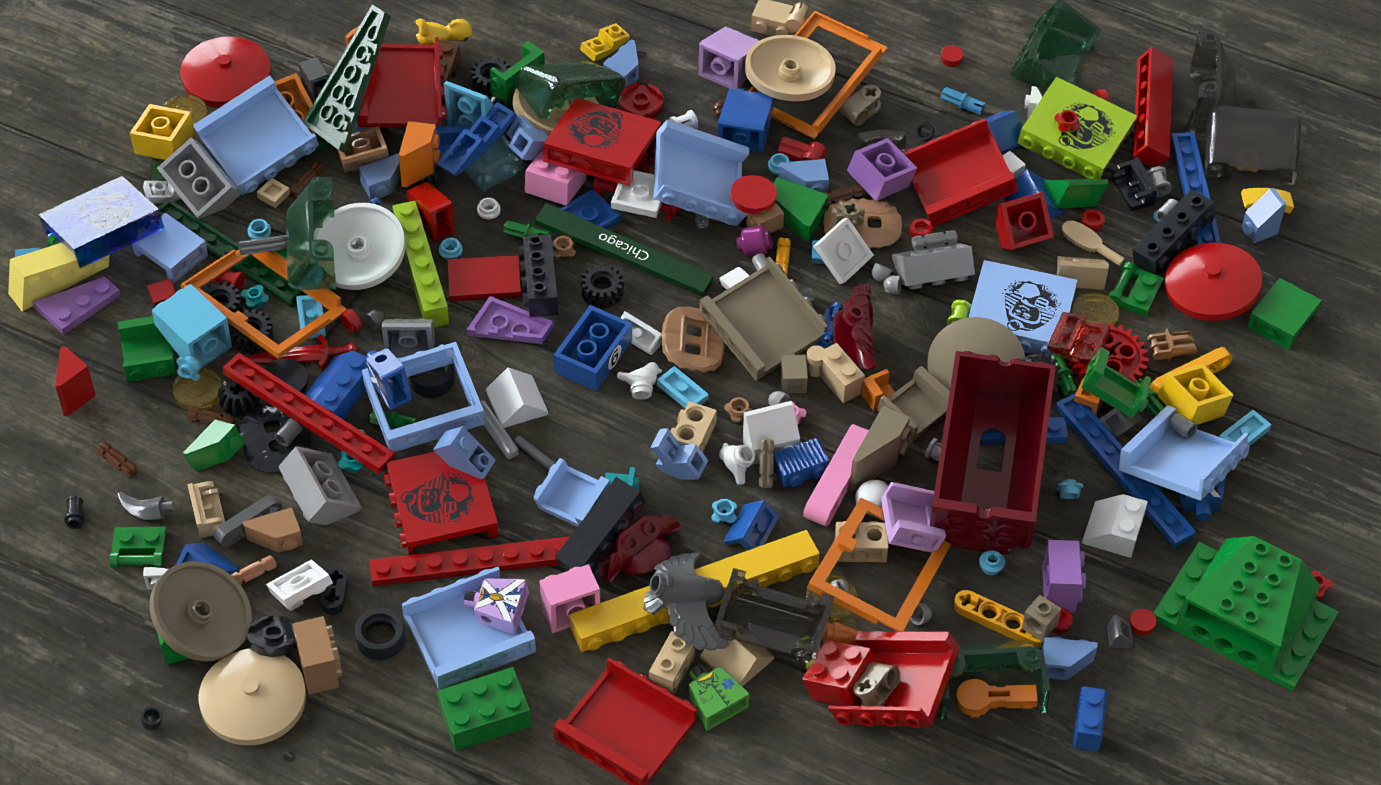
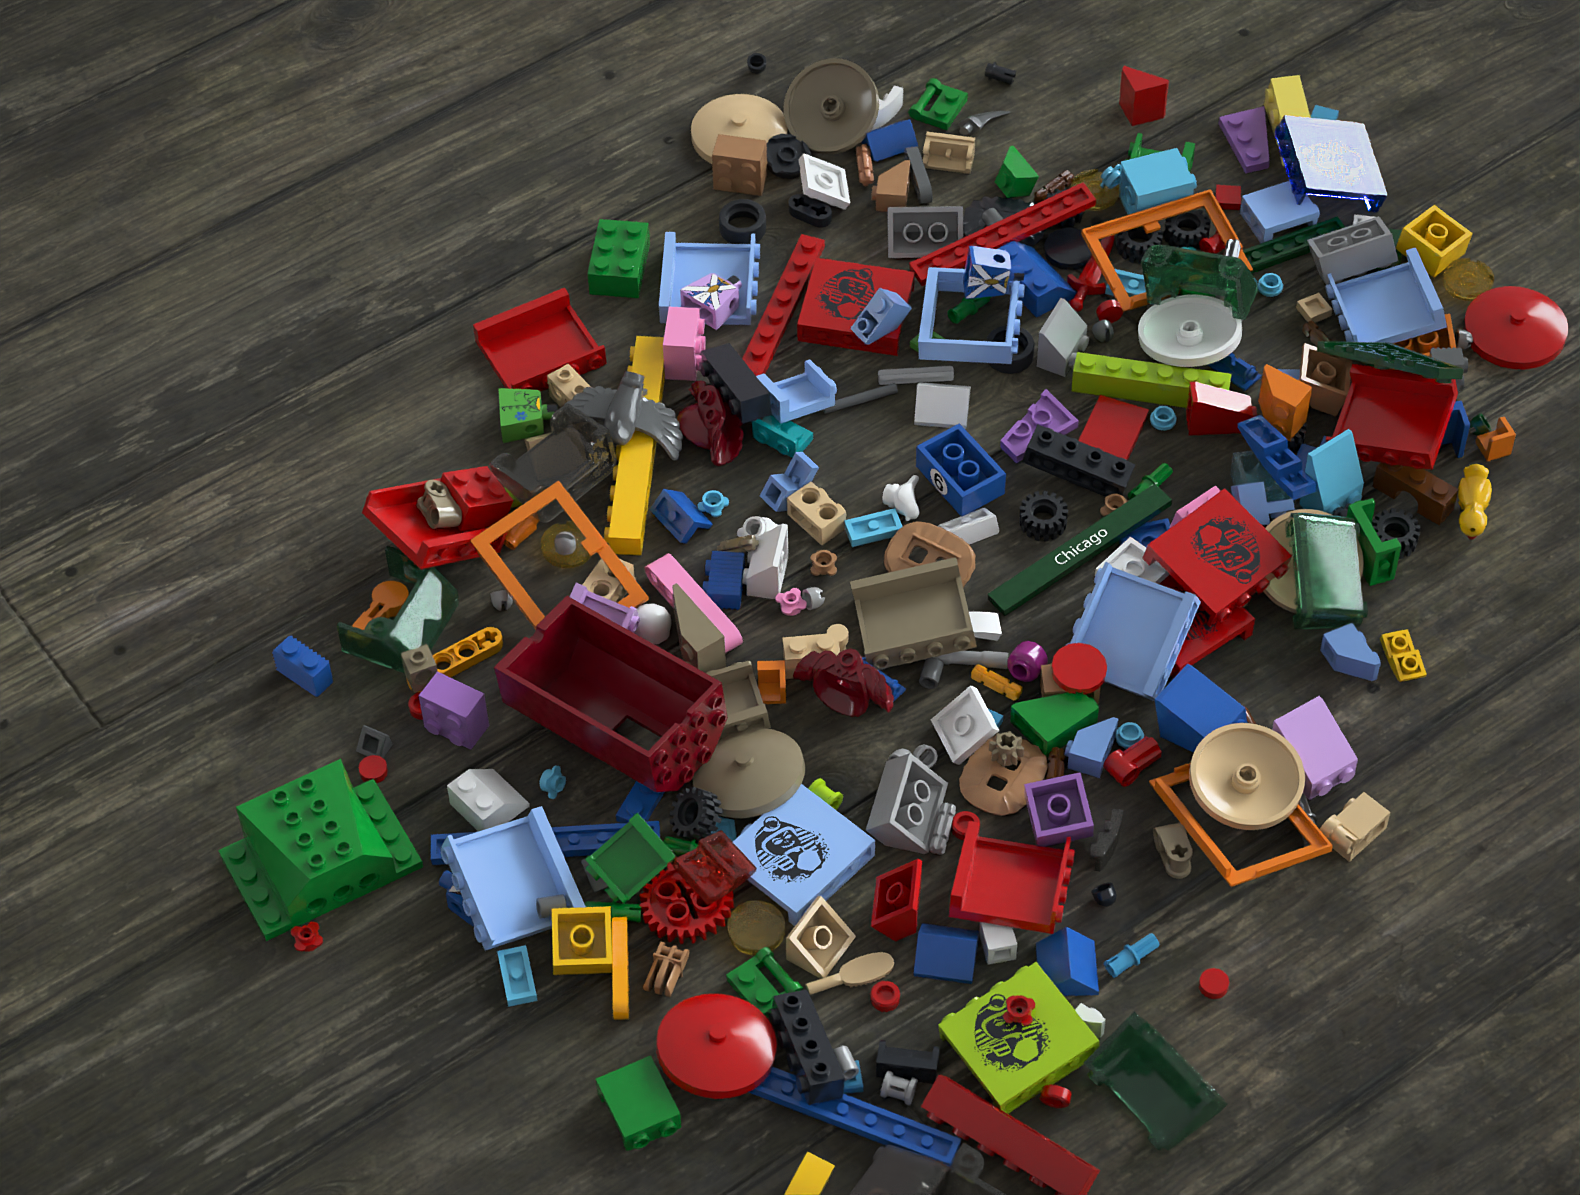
camera: 120 degrees right, 0 degrees up
(116, 459) = (1044, 115): reddish brown axle -> none
(488, 208) = (1202, 466): white plate -> none
(641, 100) = (1293, 654): red tile -> none
(690, 119) = (1235, 672): white bush -> none
(794, 373) = (833, 613): dark tan brick -> none
(1066, 656) = (379, 680): medium blue slope -> none
(1075, 192) = (932, 985): green slope -> none
(1264, 216) = (776, 1157): medium blue slope -> none

